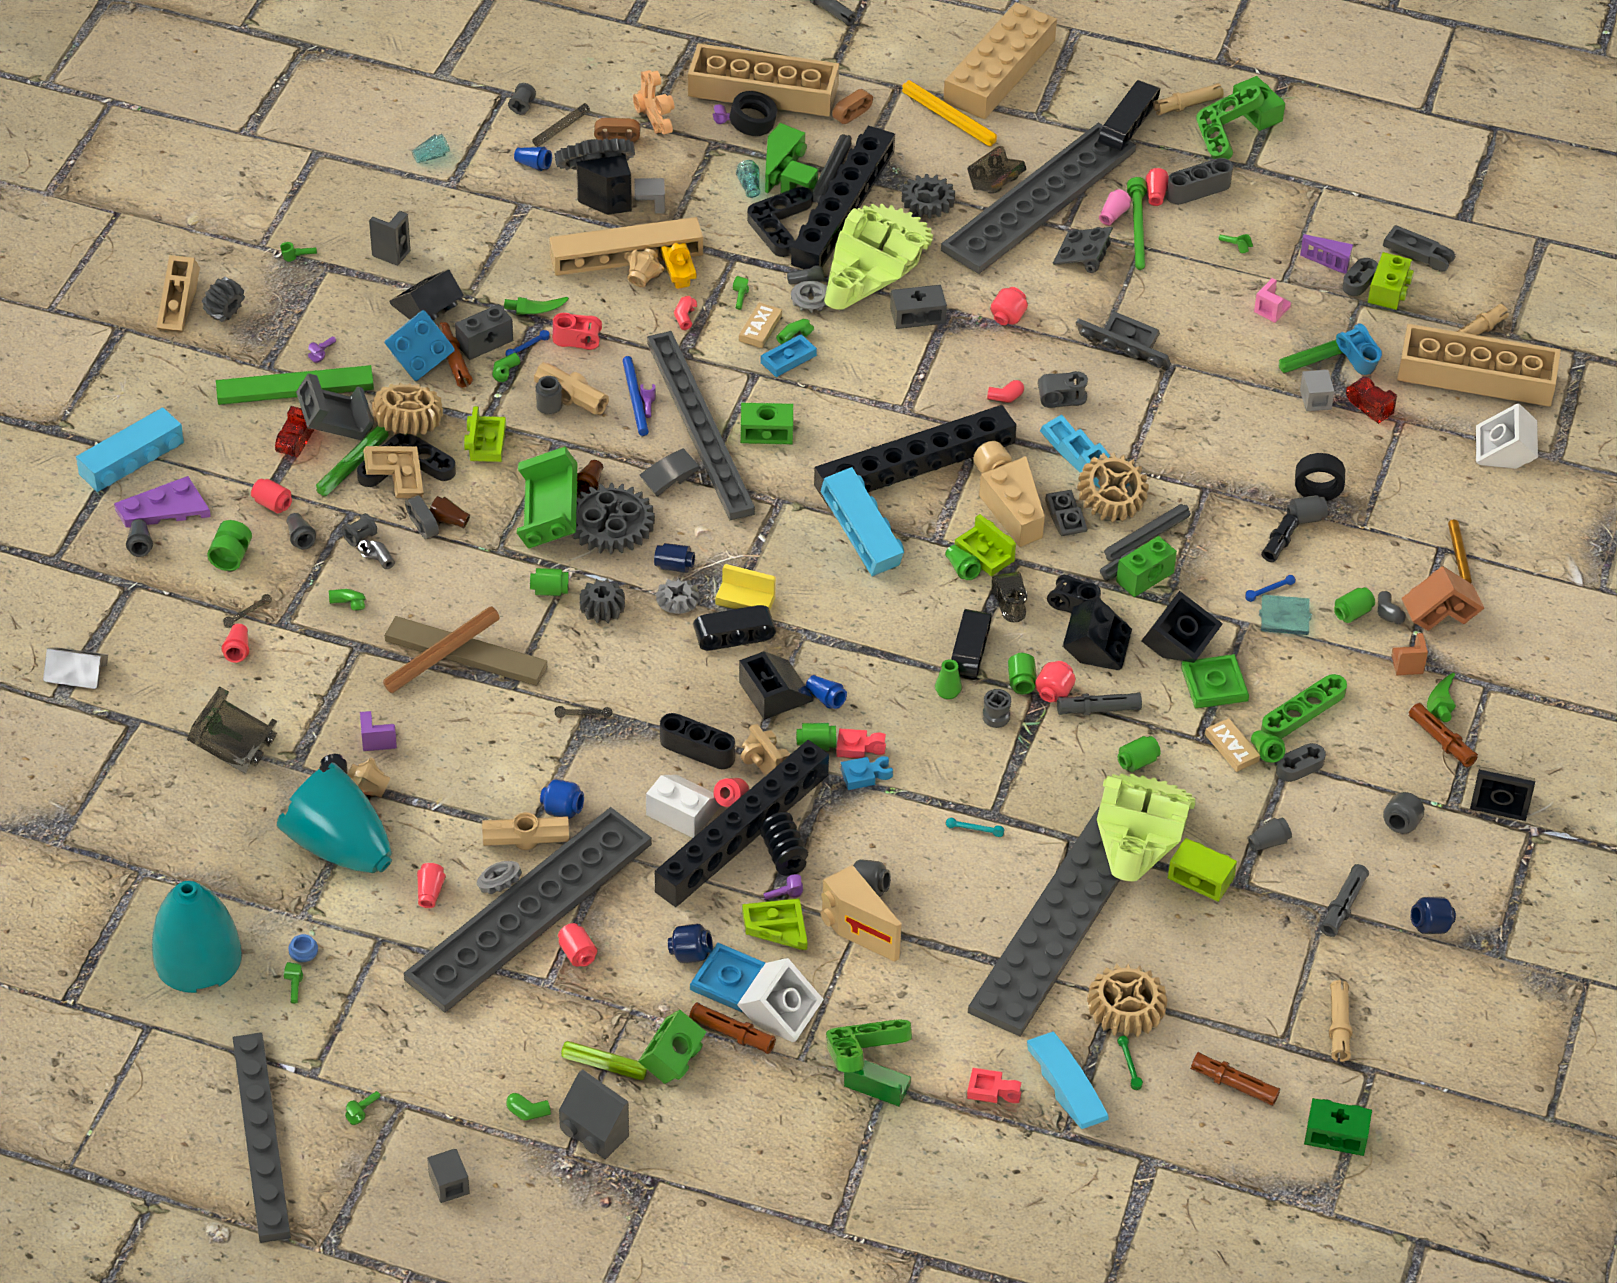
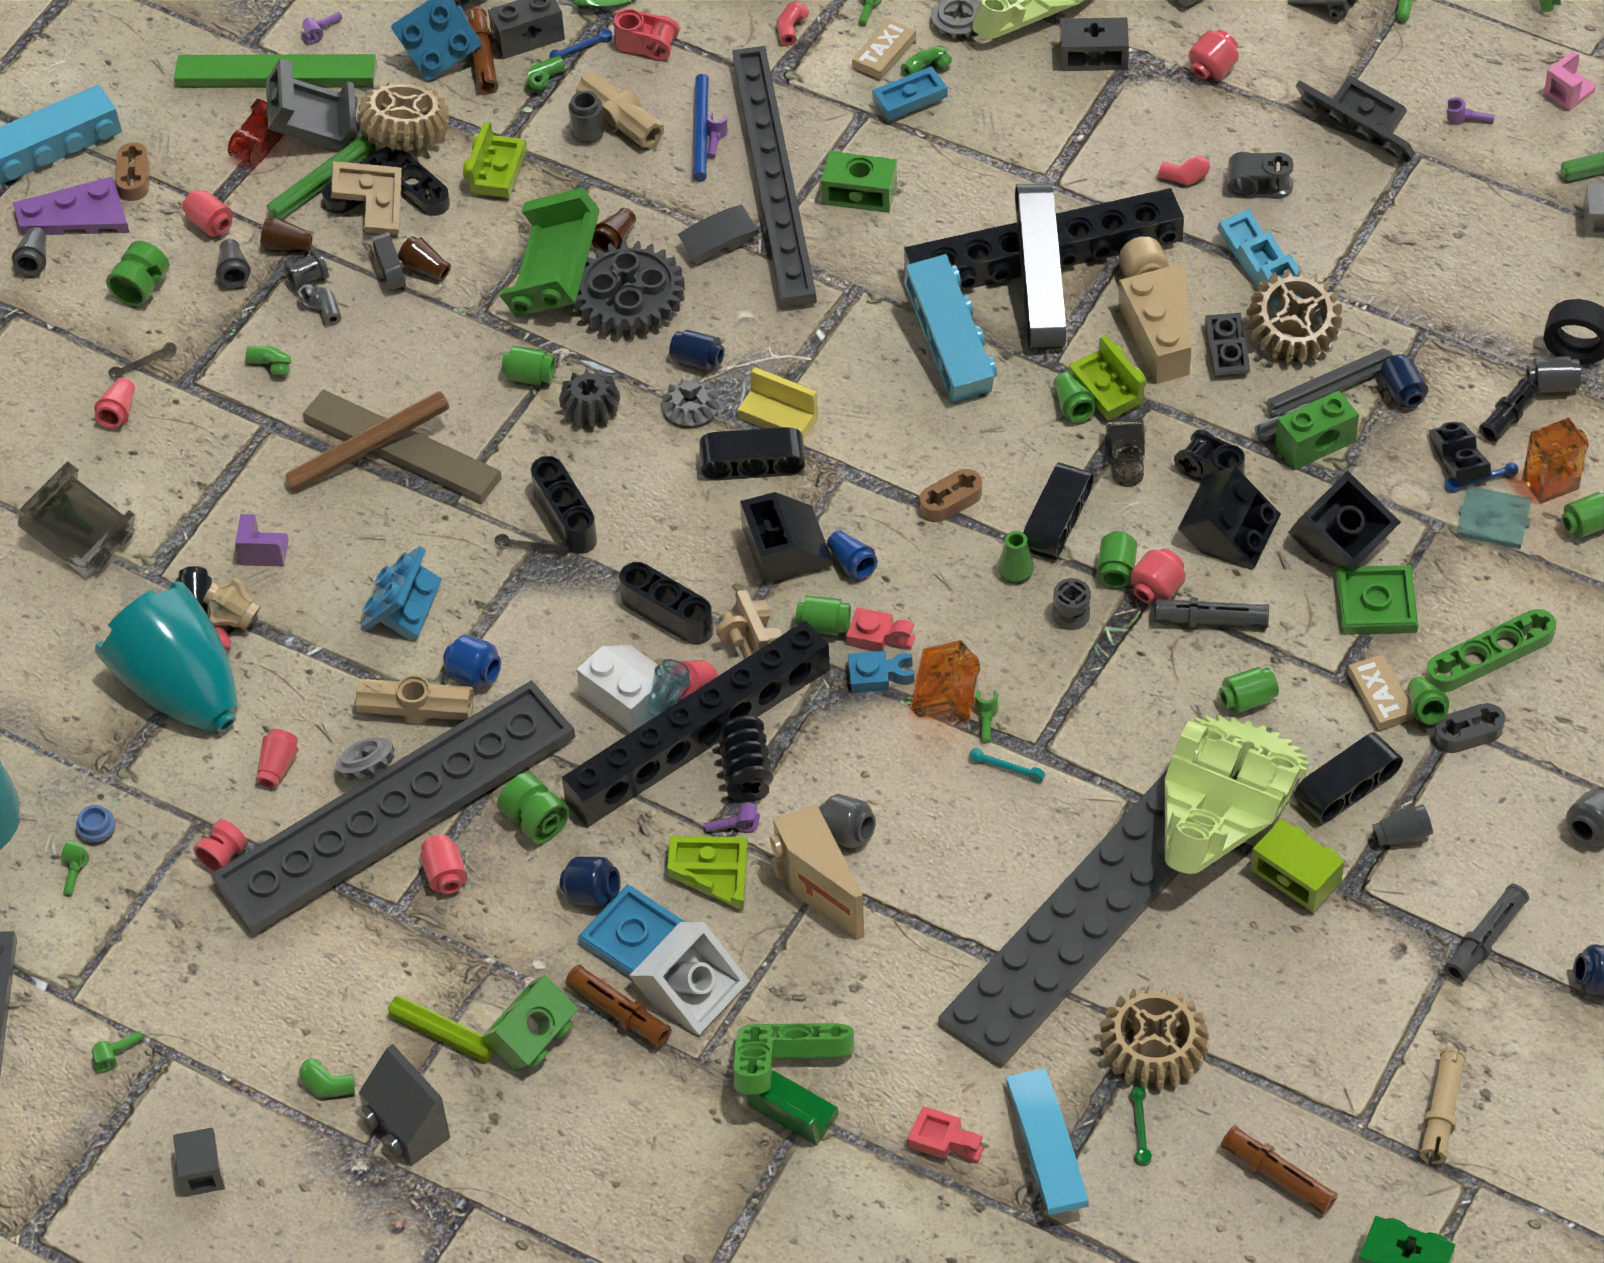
camera: 15 degrees right, 5 degrees up
(204, 470) = (138, 171): none -> medium nougat beam
(335, 506) = (285, 236): none -> reddish brown cone
(405, 951) = (220, 845): none -> coral wheel
(496, 757) = (402, 595): none -> dark azure bracket
(602, 679) = (564, 504): none -> black beam
(634, 895) = (530, 804): none -> bright green wheel
(719, 796) = (668, 685): none -> clear light blue cone
(891, 644) = (950, 495): none -> medium nougat beam
(917, 772) = (946, 681): none -> clear orange bracket
(920, 469) = (1040, 265): none -> beam
(951, 790) = (986, 710): none -> bright green hand
(1195, 331) = (1458, 113): none -> medium lavender hand
(1200, 525) = (1404, 381): none -> dark blue brick
(1223, 806) = (1348, 777): none -> black beam
(1250, 571) = (1459, 453): none -> black slope
(1323, 568) = (1555, 460): none -> clear orange brick

